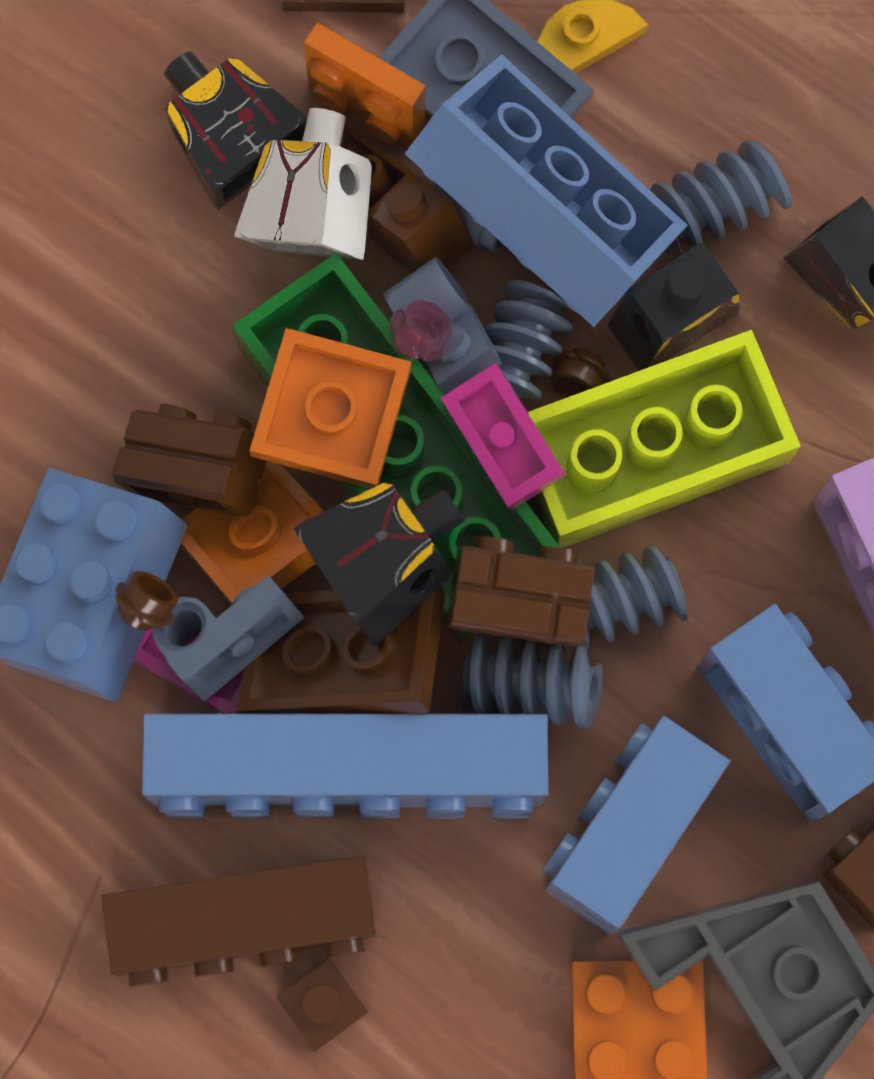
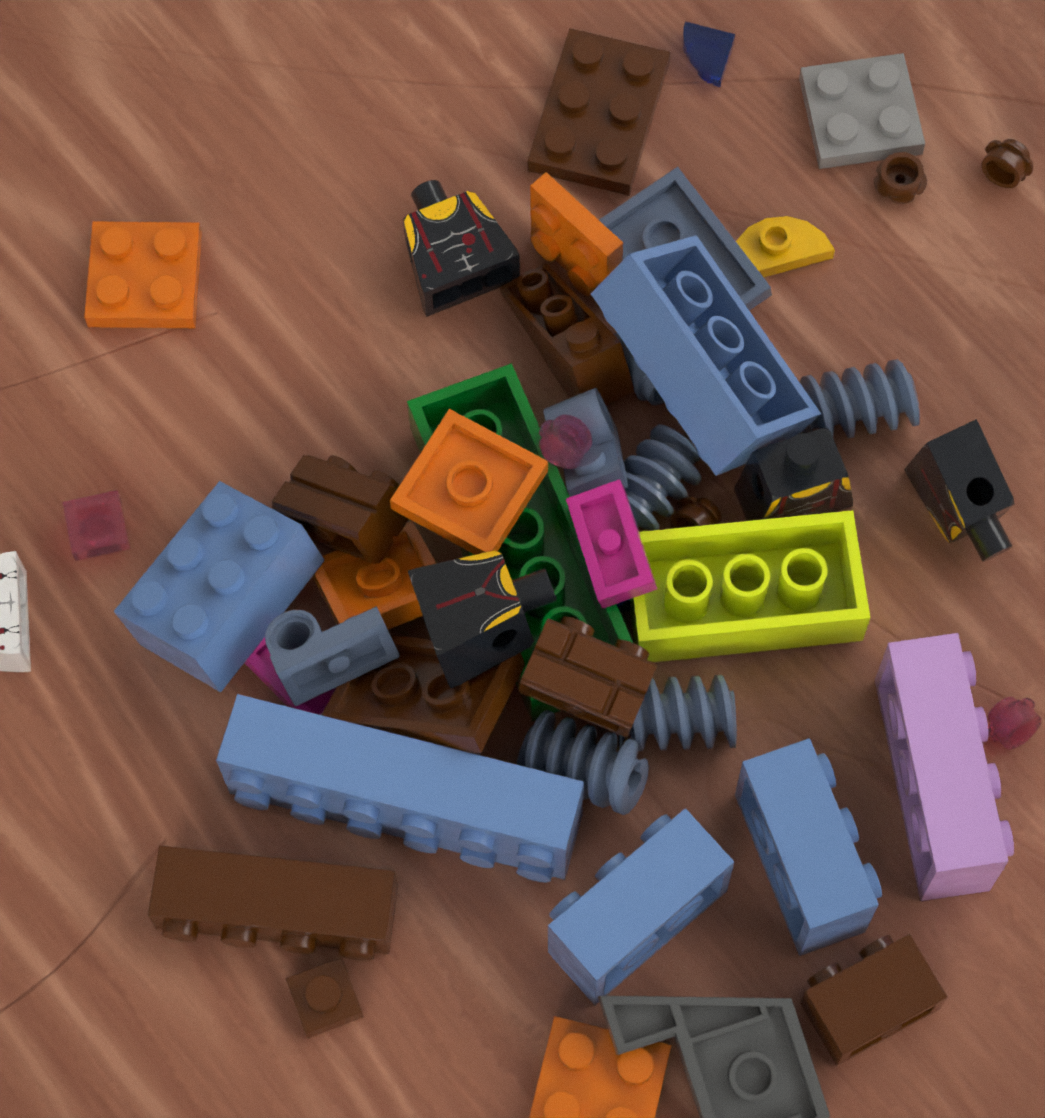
camera: 20 degrees right, 10 degrees down
(146, 601) = (266, 603): reddish brown plate -> none
(309, 194) = (503, 314): white torso -> none

